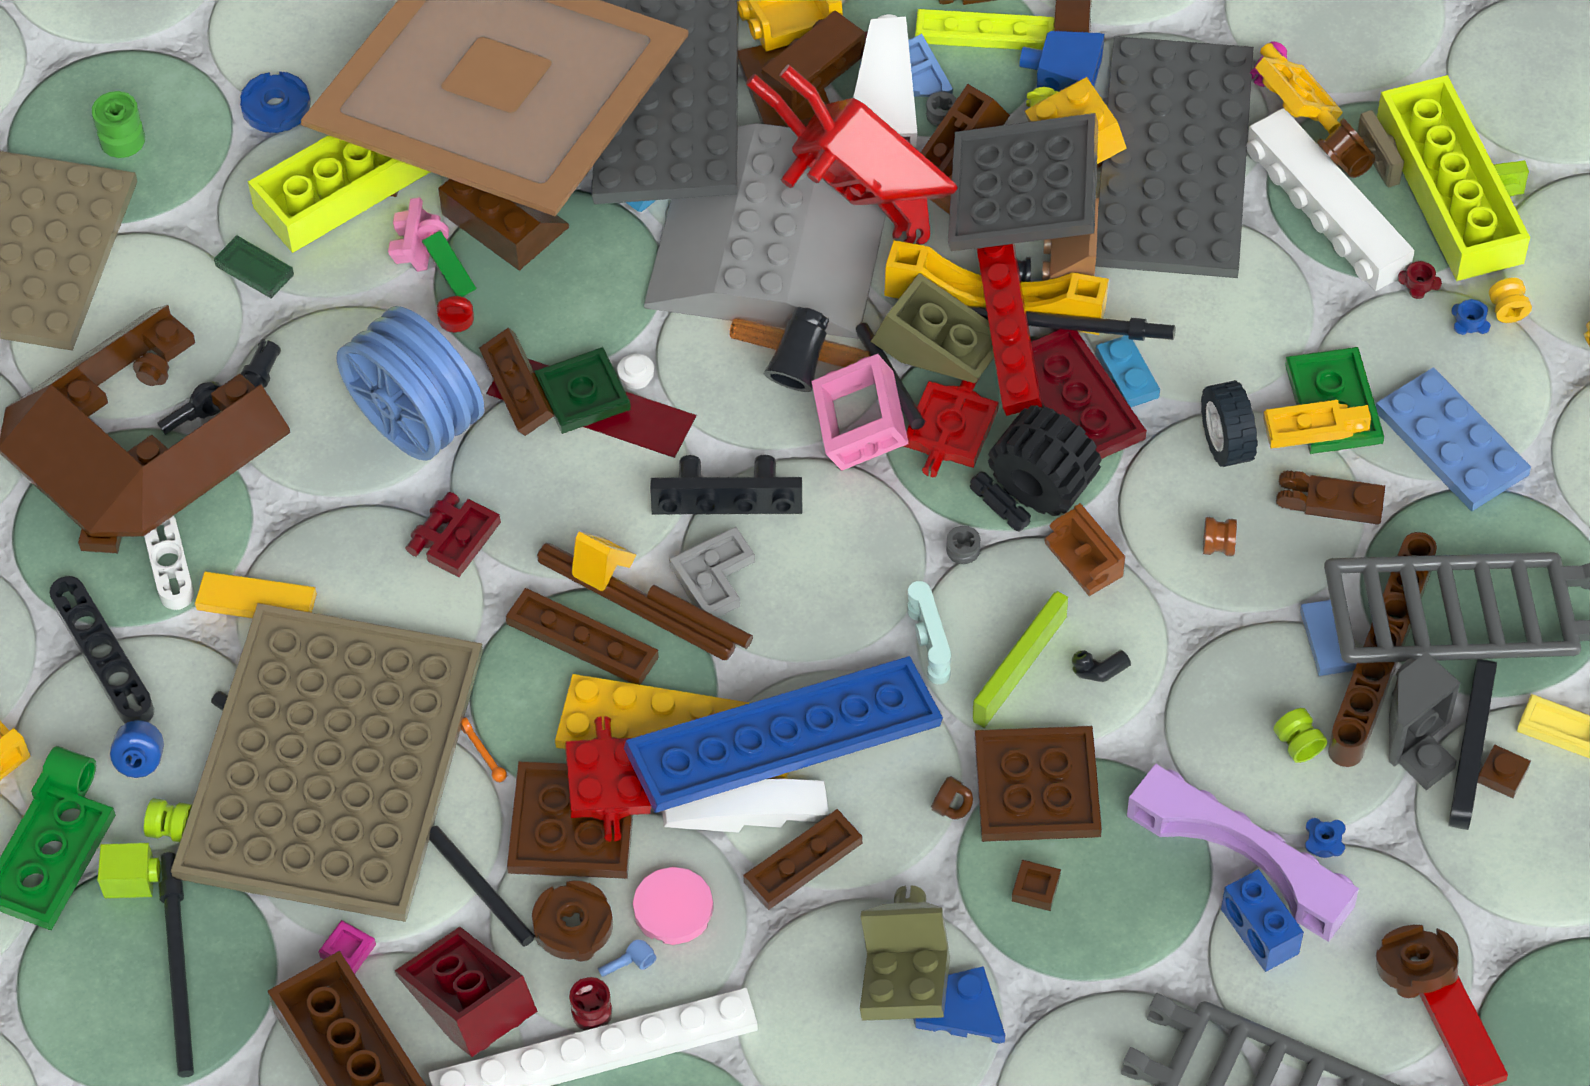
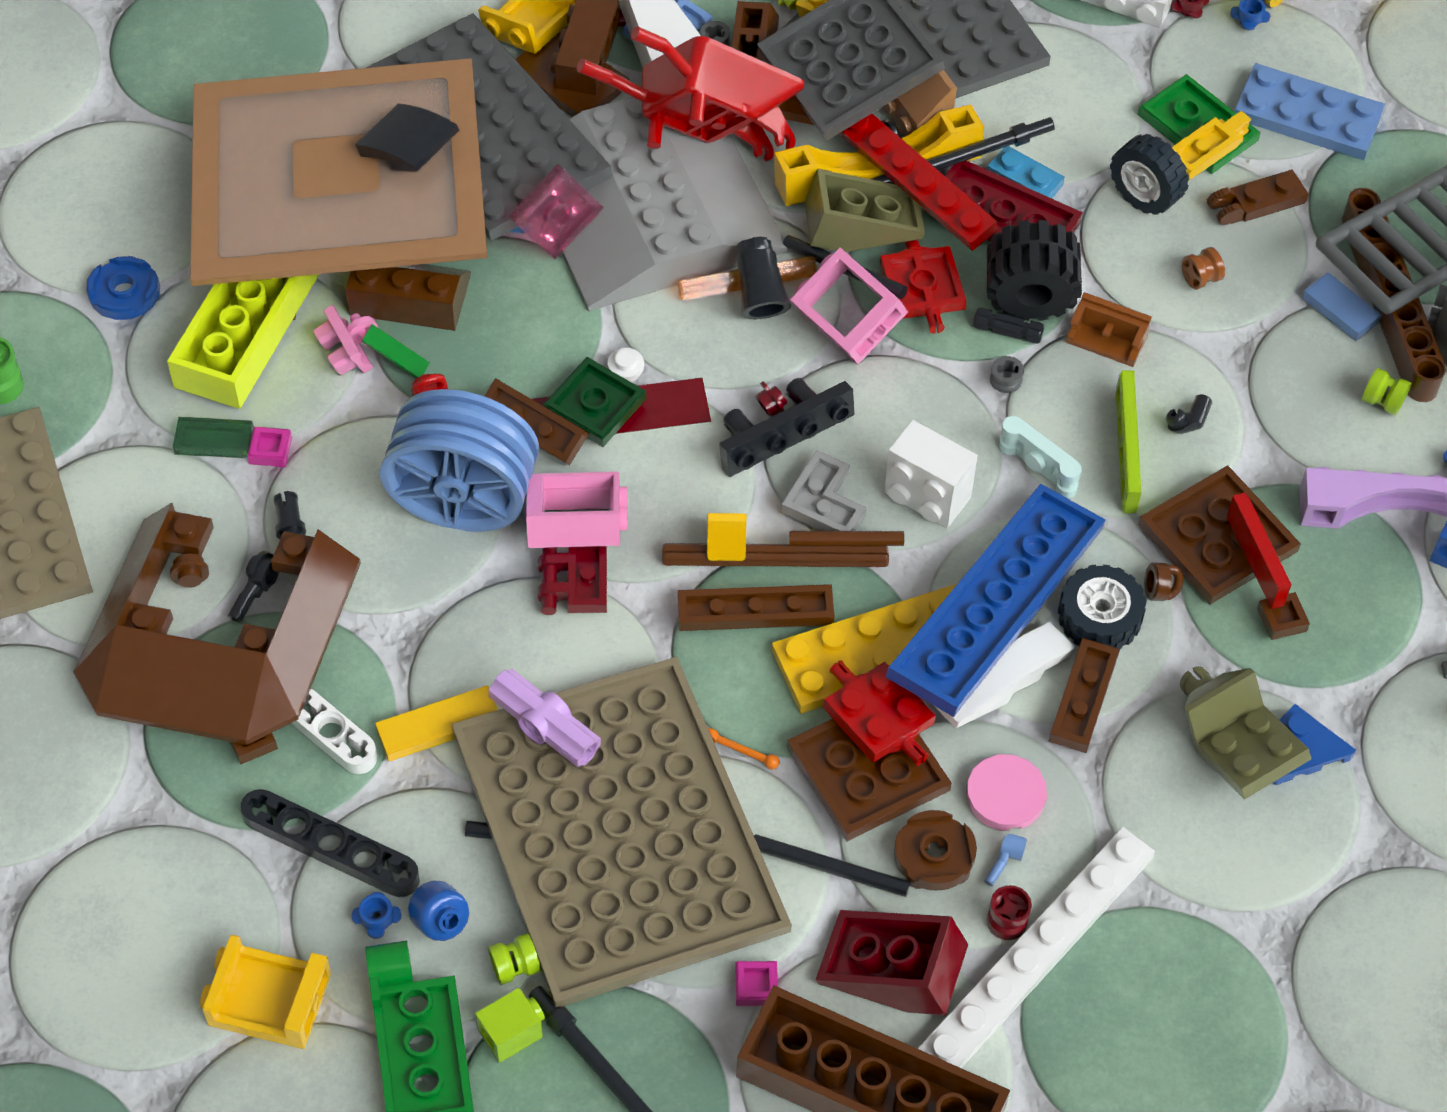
camera: 35 degrees left, 0 degrees up
(92, 718) = (376, 903): none -> blue plate
(293, 297) = (269, 446): none -> dark pink tile
(328, 636) = (544, 717): none -> lavender piece
(477, 446) = (574, 492): none -> bright pink window
(568, 77) = (407, 137): none -> black slope
(662, 204) = (556, 211): none -> clear pink plate
(732, 462) = (771, 400): none -> dark red plate
(809, 597) = (930, 474): none -> white brick
(877, 773) = (1105, 588): none -> black wheel
(1047, 813) = (1258, 550): none -> red tile

